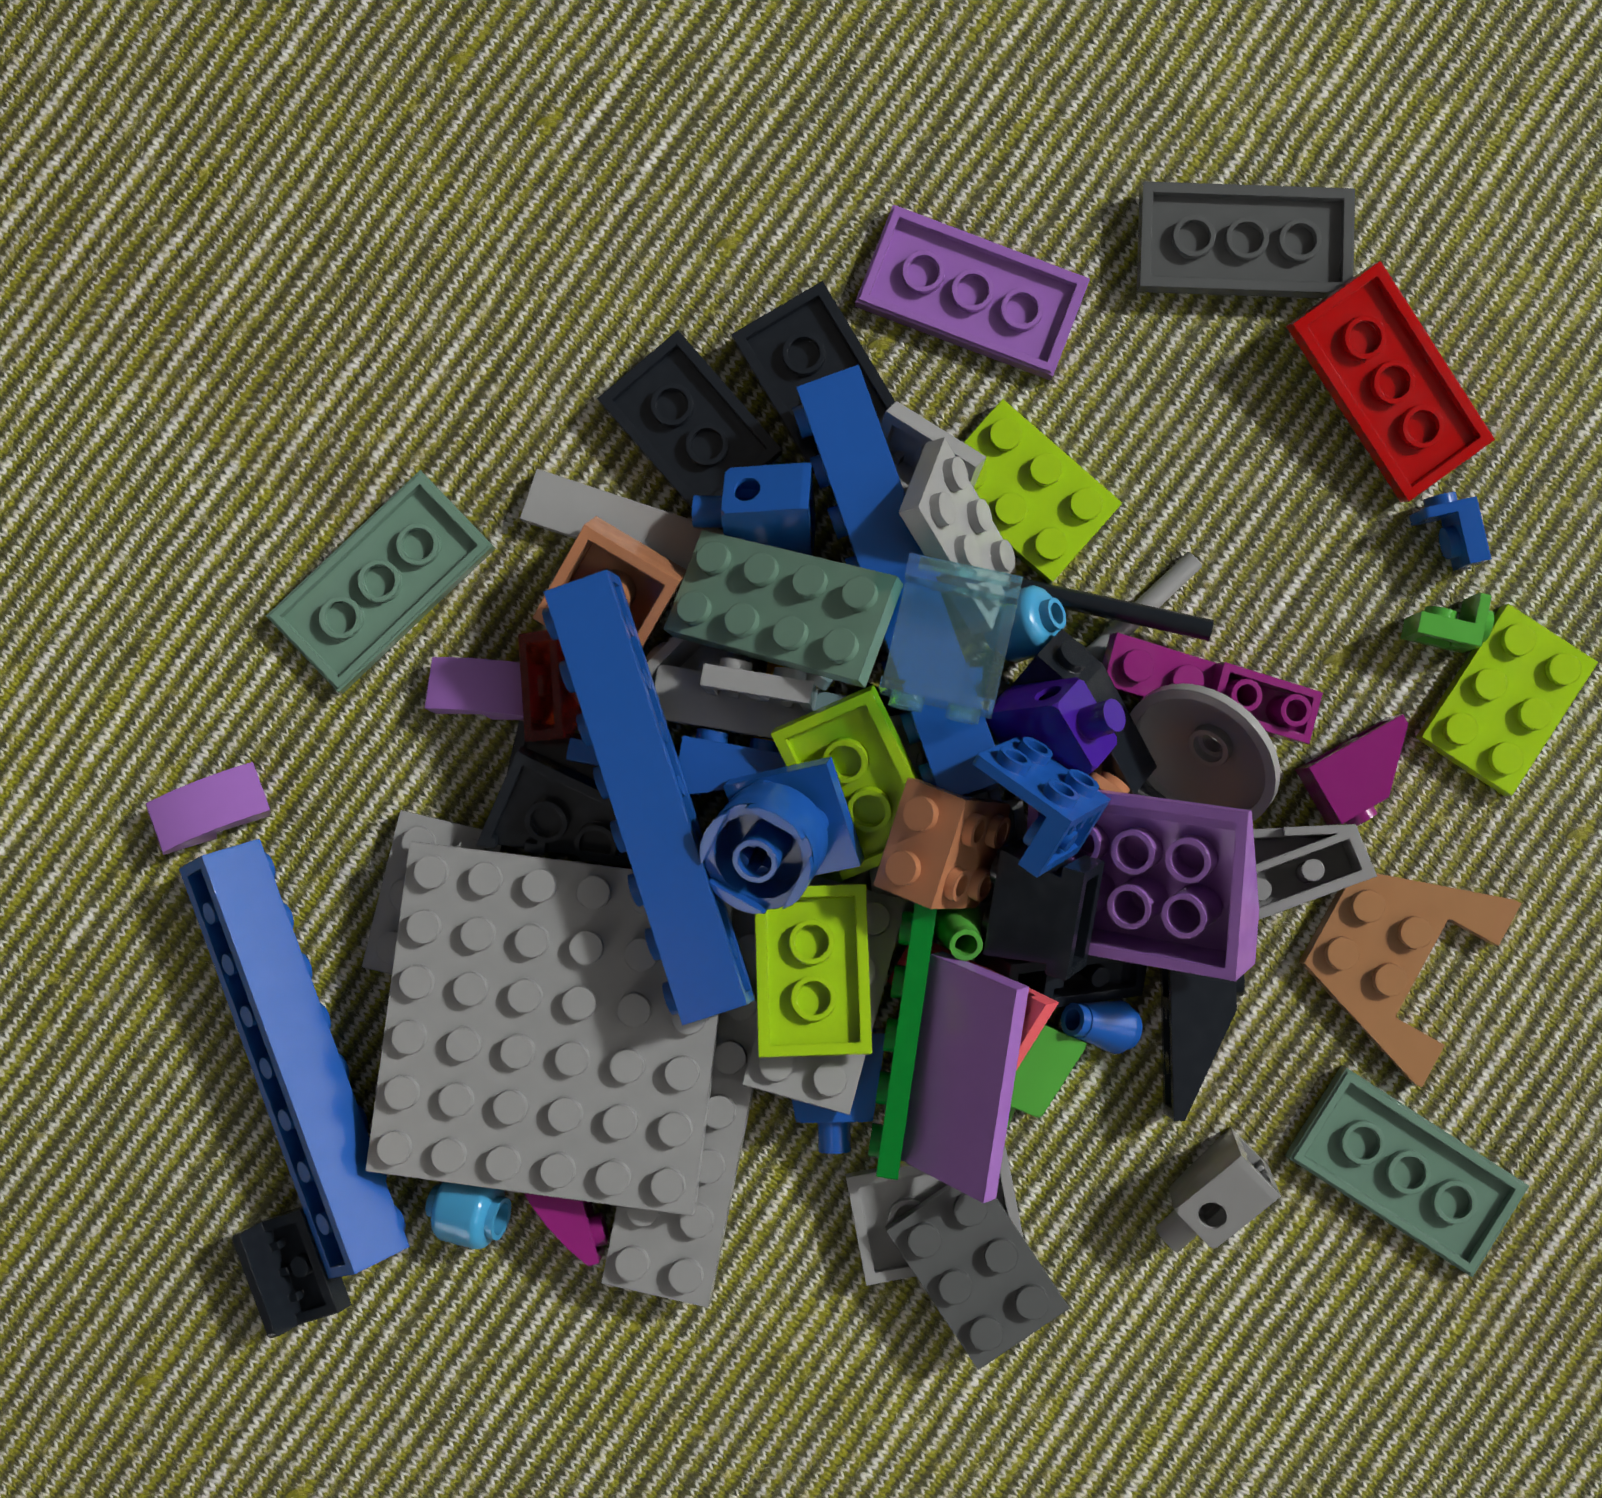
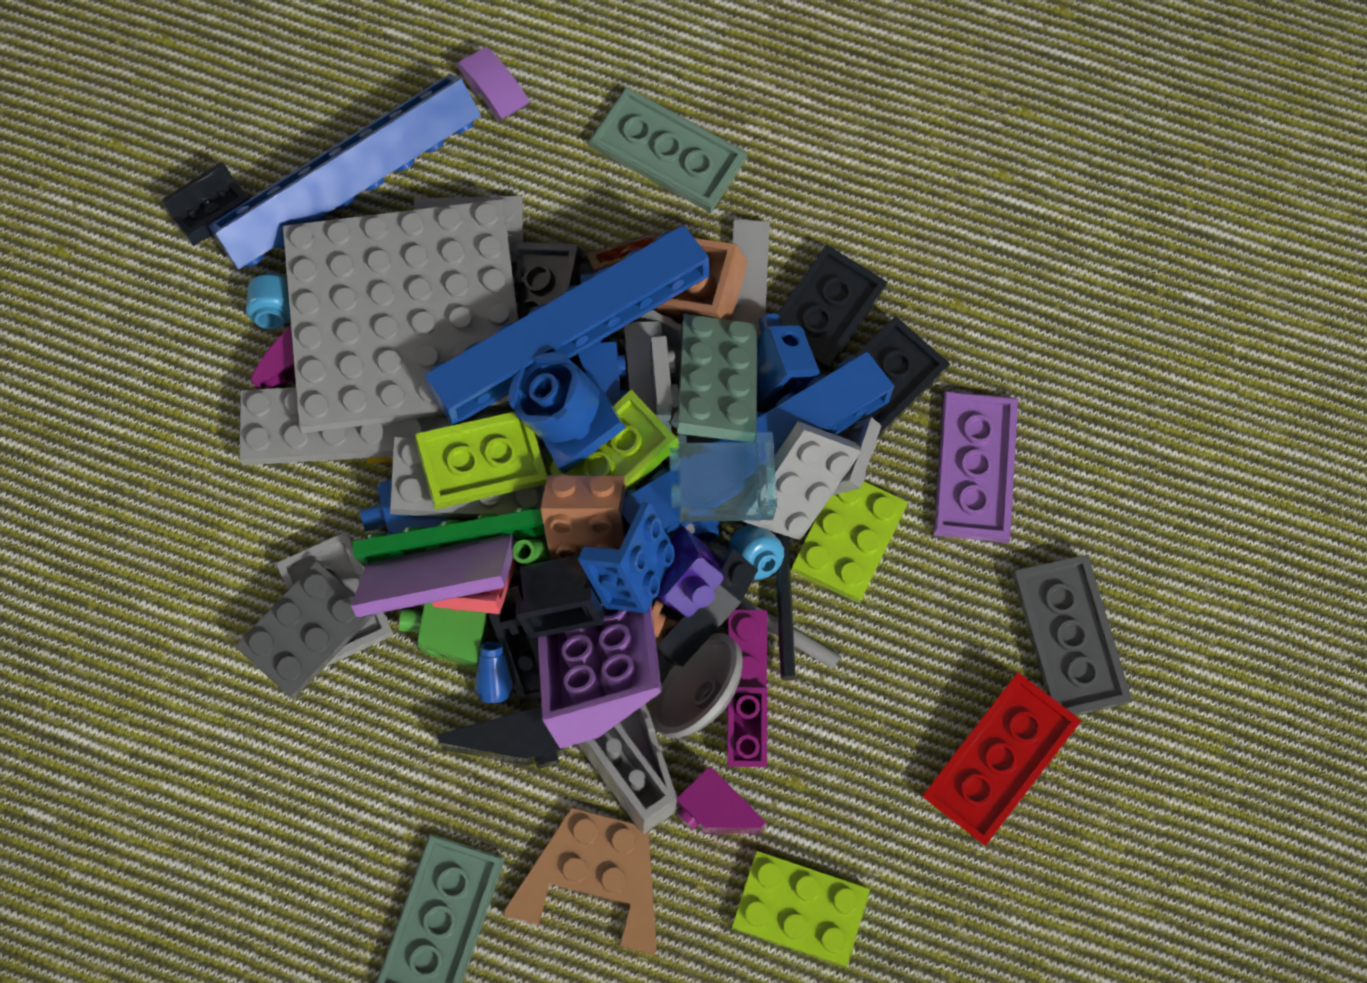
camera: 70 degrees right, 15 degrees down
(475, 688) = (613, 217): medium lavender slope -> none
(1218, 1194) = (394, 782): light grey torso -> none
(1443, 630) = (838, 842): bright green bracket -> none
(1463, 530) = (906, 840): blue bracket -> none

